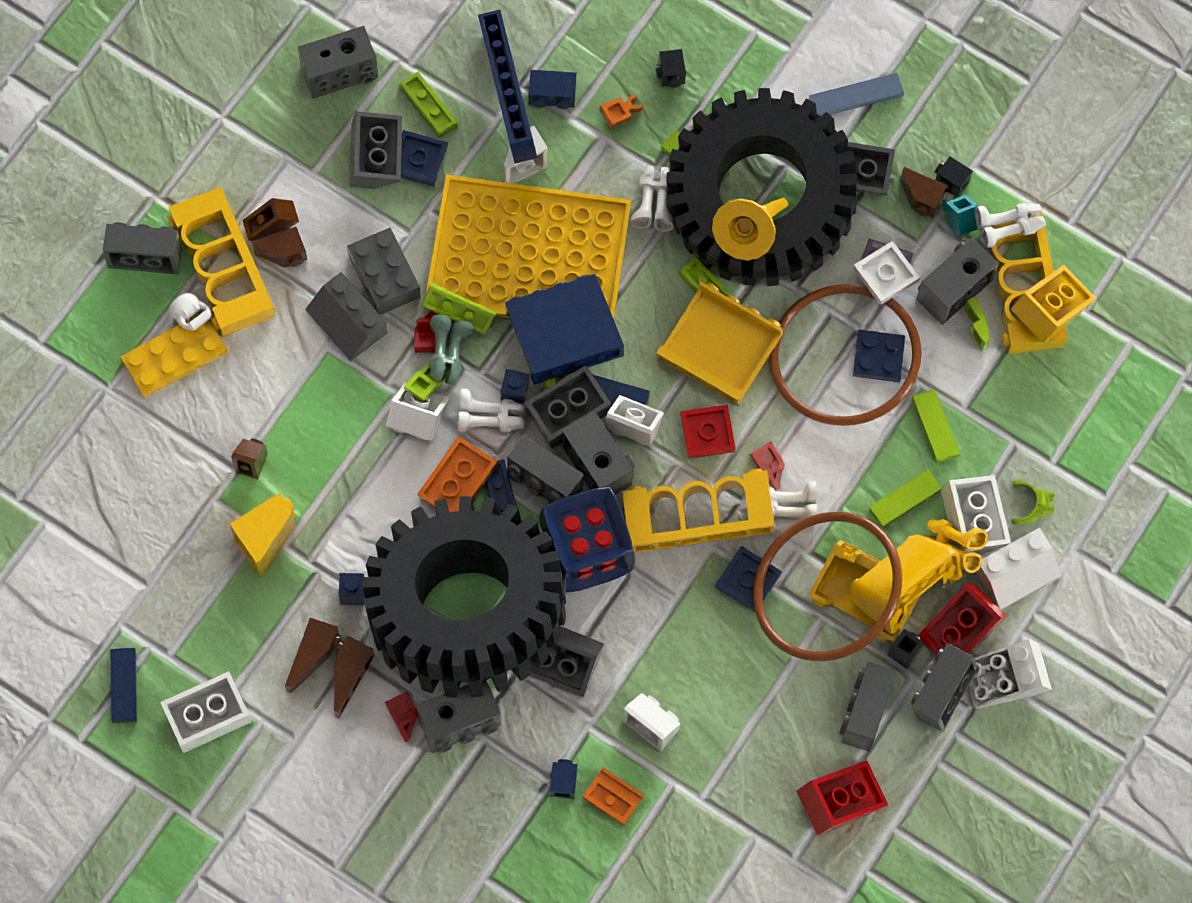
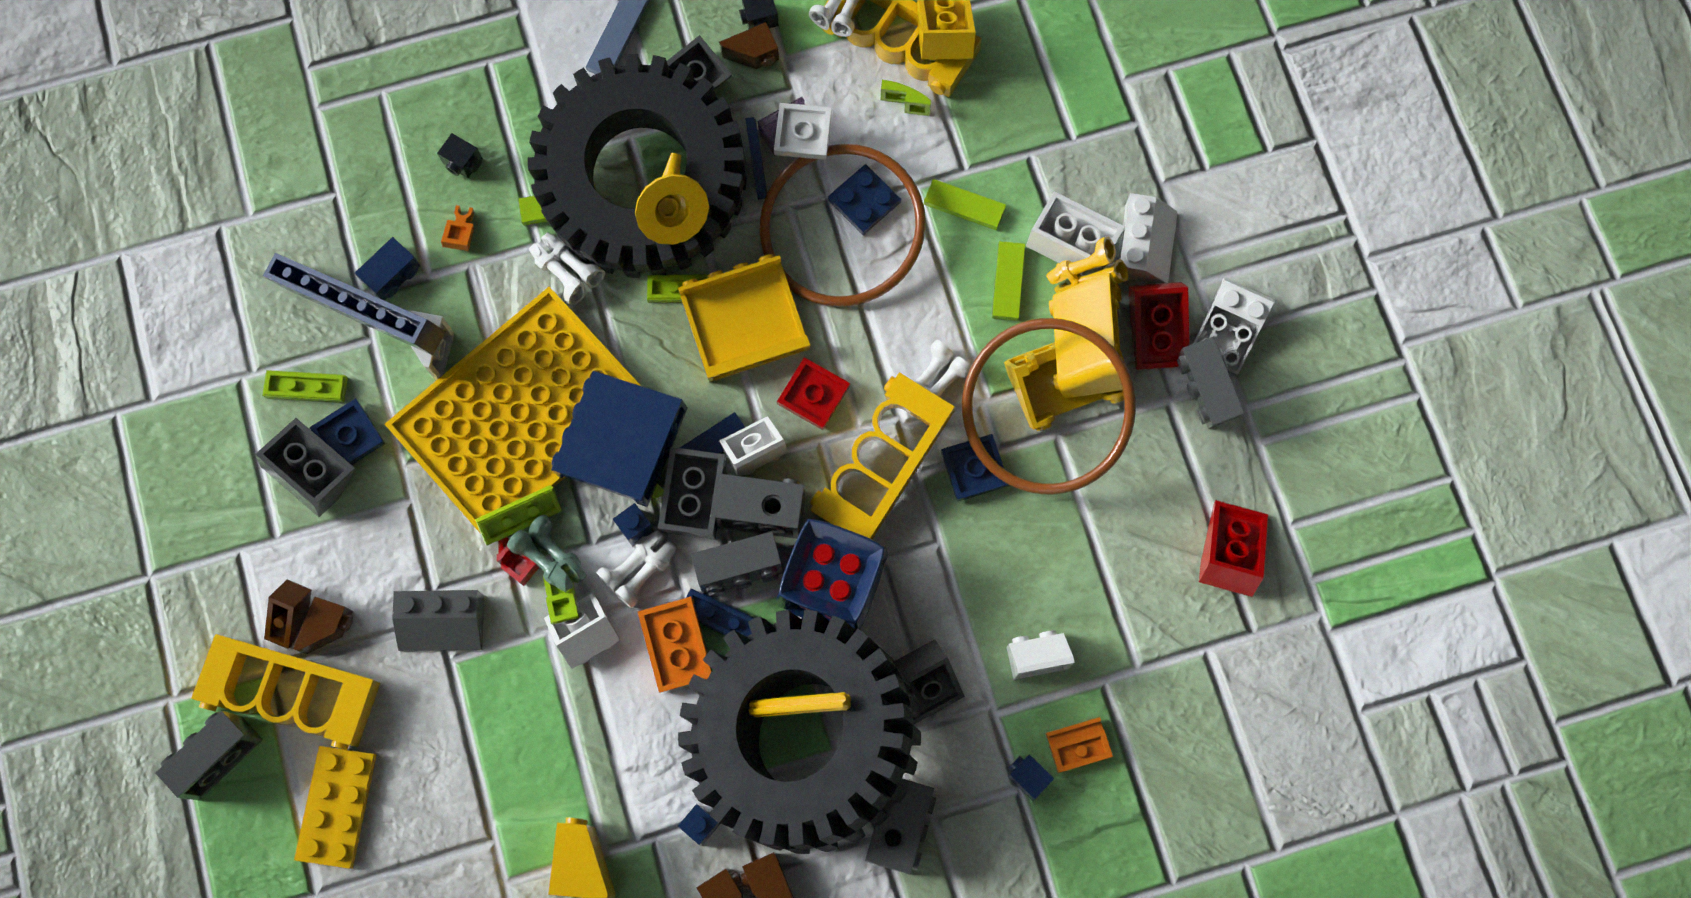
camera: 45 degrees left, 5 degrees up
(186, 307) = (301, 760): white piece -> none
(249, 457) = (495, 817): slope -> none
(338, 62) = (193, 431): dark grey piece -> none
(384, 271) = (425, 552): dark grey brick -> none
(403, 714) = (852, 872): red slope -> none
(480, 576) = (800, 704): none -> yellow axle
(769, 459) = (883, 365): slope -> none
(843, 259) = (756, 157): none -> dark blue tile
(867, 706) = (1174, 460): dark grey brick -> none
(905, 648) = (1147, 386): black brick -> none
(957, 280) = (857, 82): dark grey piece -> none
(961, 214) = (799, 32): teal brick -> none
(1042, 507) = (1108, 175): lime helmet -> none

